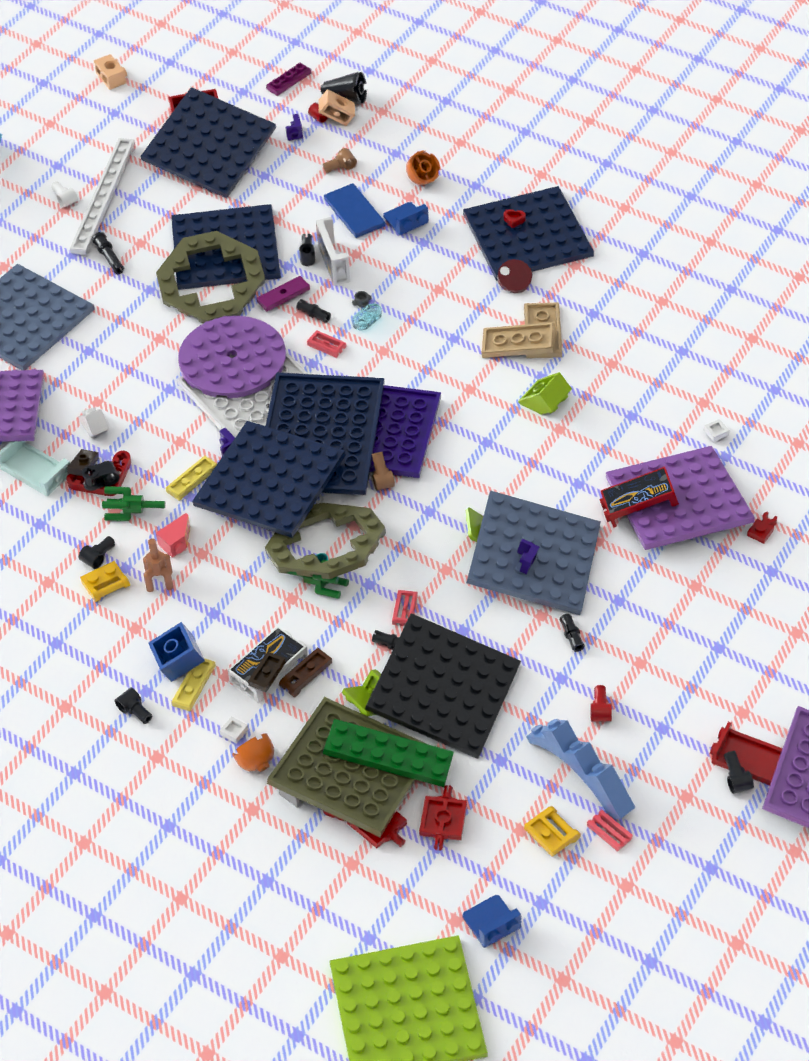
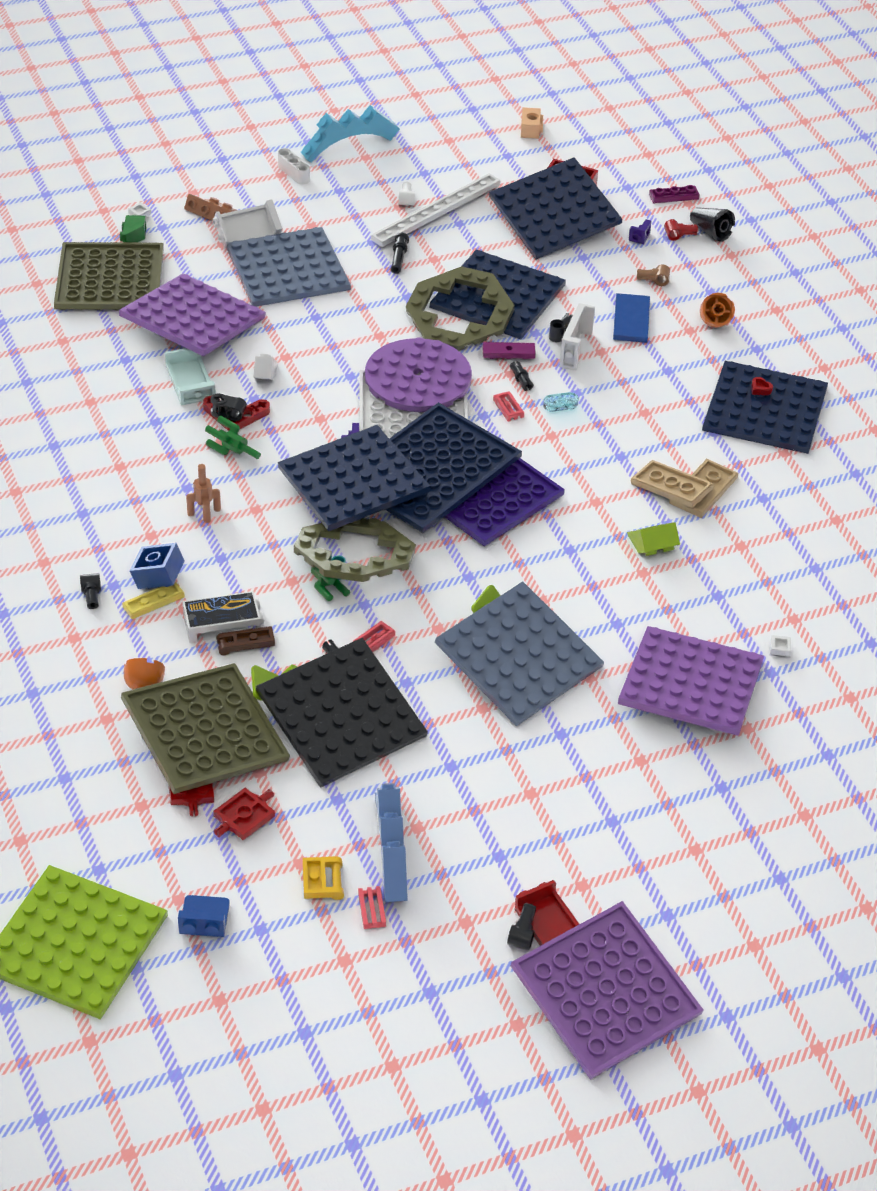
camera: 30 degrees right, 5 degrees down
(82, 460) = (233, 390): dark brown plate -> none
(95, 555) = (171, 464): black pin -> none
(99, 580) = (161, 487): yellow plate -> none
(174, 536) = (246, 483): coral slope -> none
(191, 478) = (291, 449): light yellow tile -> none
(234, 729) = (148, 649): white plate -> none
(266, 671) = (207, 618): dark brown plate -> none
(336, 107) = (688, 231): light nougat brick -> none
(361, 299) = (570, 385): dark grey plate -> none
(382, 476) = (452, 527): medium nougat pin -> none
(388, 752) = (243, 735): green plate -> none
(407, 217) = (669, 343): blue bracket -> none
(514, 276) = (717, 432): dark red tile -> none
(529, 552) = (502, 649): dark purple bracket -> none
(572, 632) = (493, 734): black pin -> none
(600, 708) = (458, 808): red pin -> none
(637, 494) = (652, 654): panel -> none
(762, 529) = (745, 748): red plate -> none

